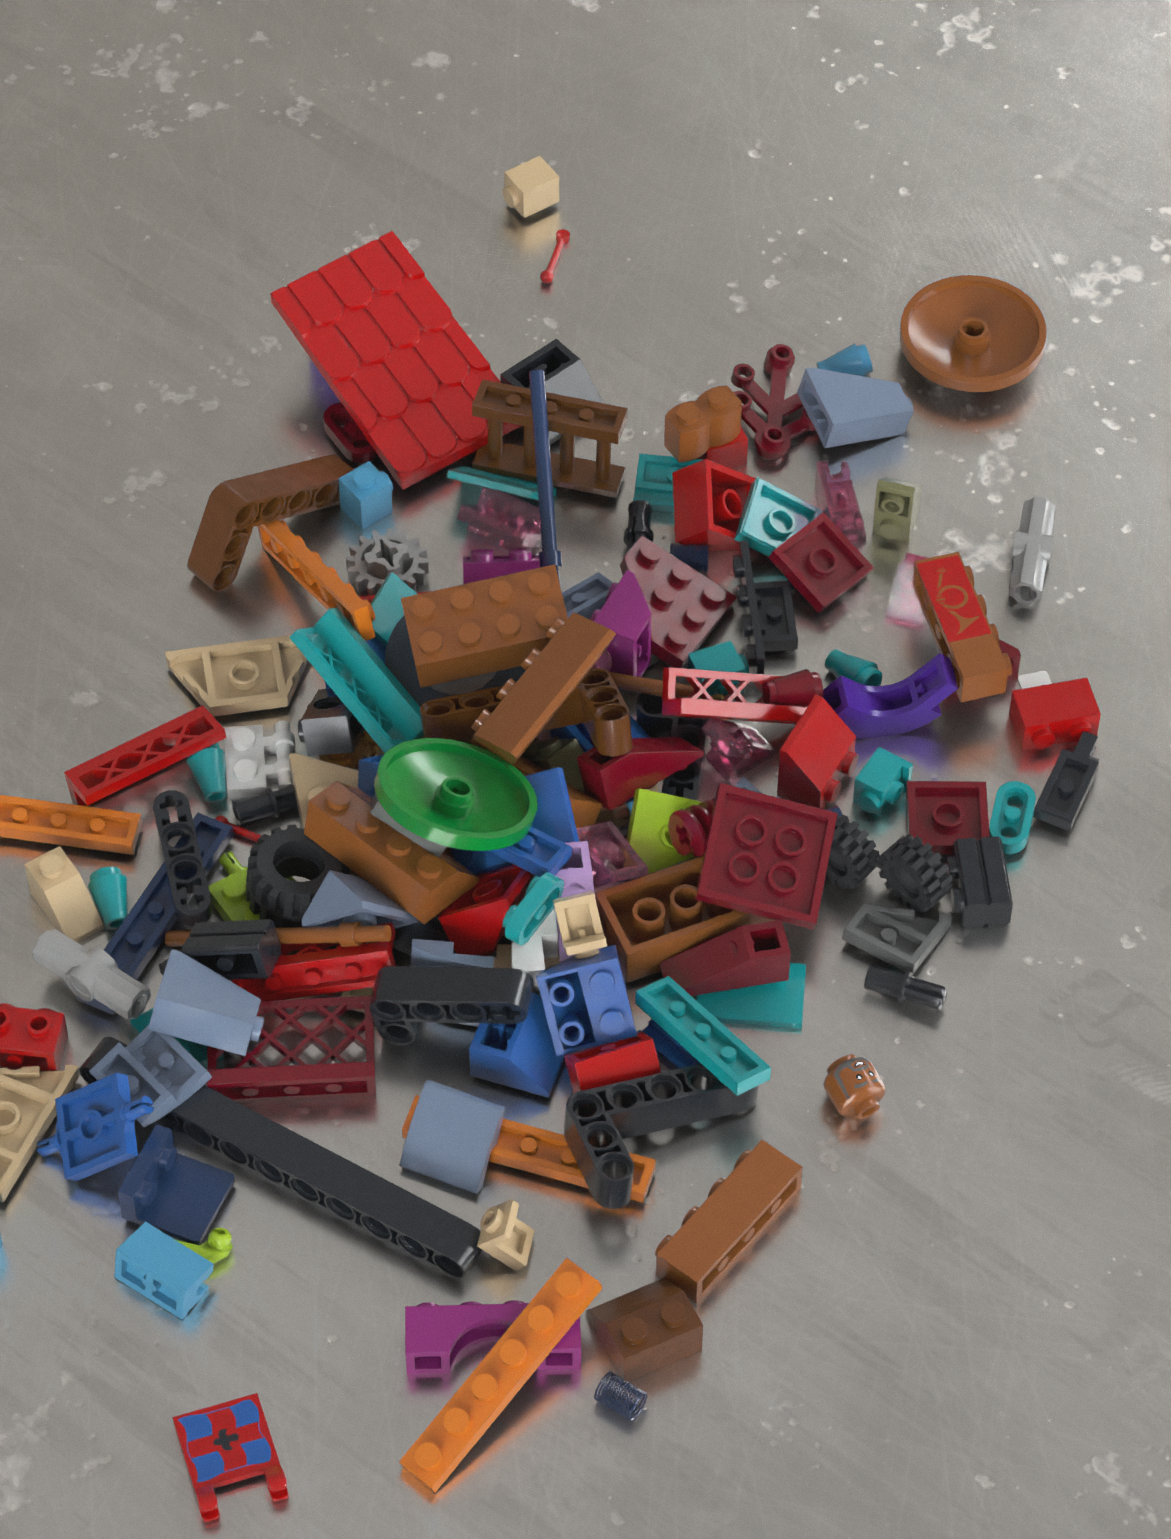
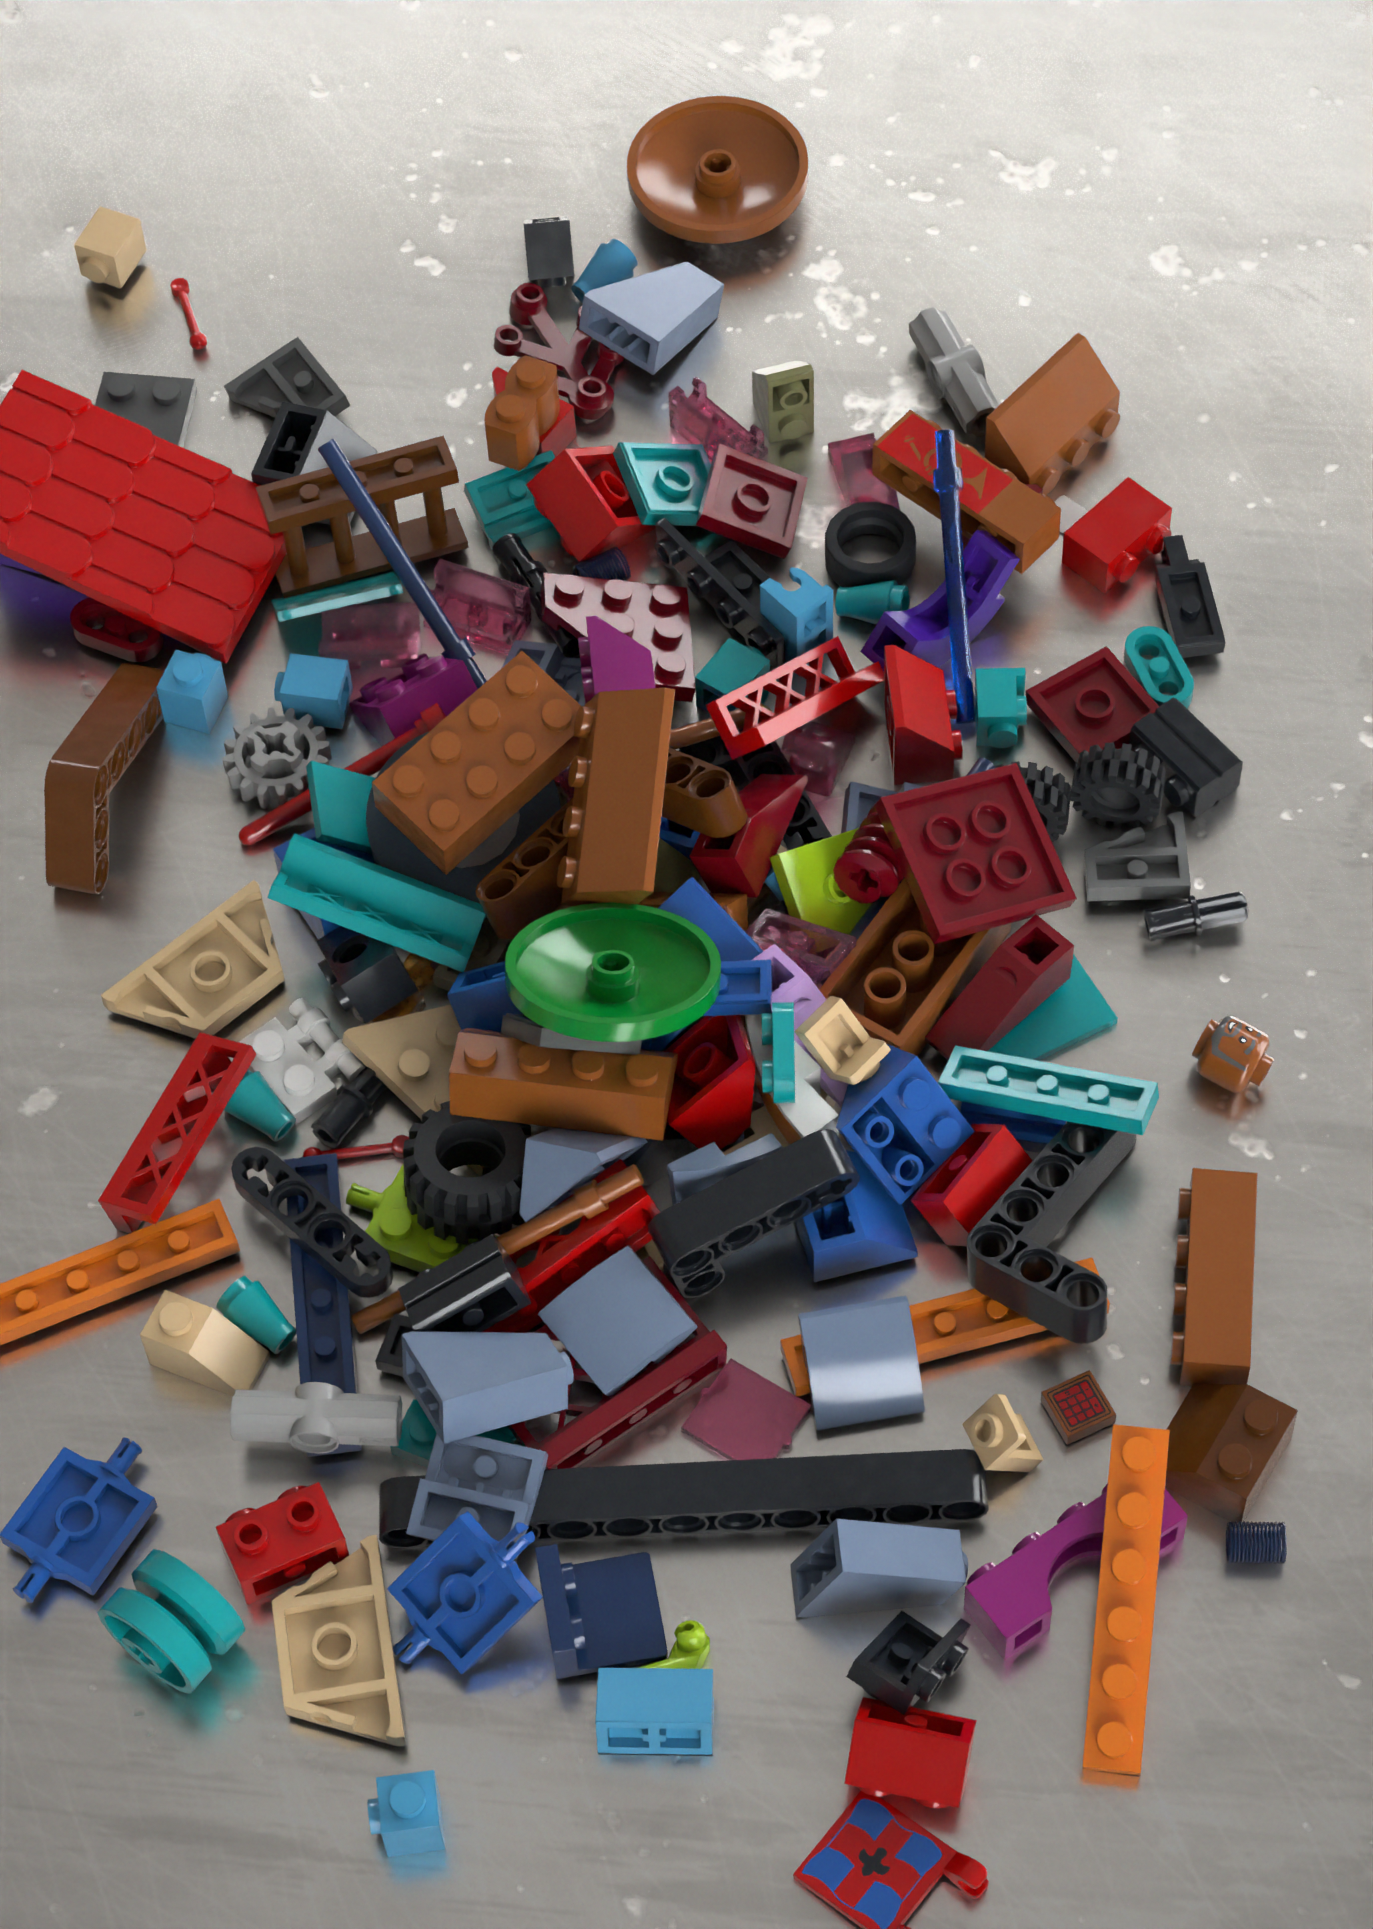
camera: 30 degrees left, 5 degrees up
(293, 1385) = (910, 1754): none -> red brick
(316, 577) = (225, 812): orange plate -> none
(317, 1021) = (617, 1320): none -> sand blue slope
(335, 1330) = (908, 1661): none -> black bracket
(363, 1131) = (745, 1415): none -> clear pink piece
(365, 1266) = (877, 1568): none -> sand blue slope
(443, 534) = (315, 688): none -> dark azure brick
(482, 304) = (151, 401): none -> dark grey wing
(577, 1245) = (1078, 1407): none -> tile
(581, 331) = (289, 377): none -> dark grey wing
(589, 537) = (482, 606): none -> clear pink hinge
(785, 648) = (799, 615): none -> dark azure hinge
(793, 689) = (845, 653): dark red cone -> none
(819, 330) = (549, 250): none -> black slope
(883, 613) = (870, 519): none -> black tyre
(940, 611) = (948, 483): none -> clear blue bar
(1065, 612) = (1054, 417): none -> dark orange slope

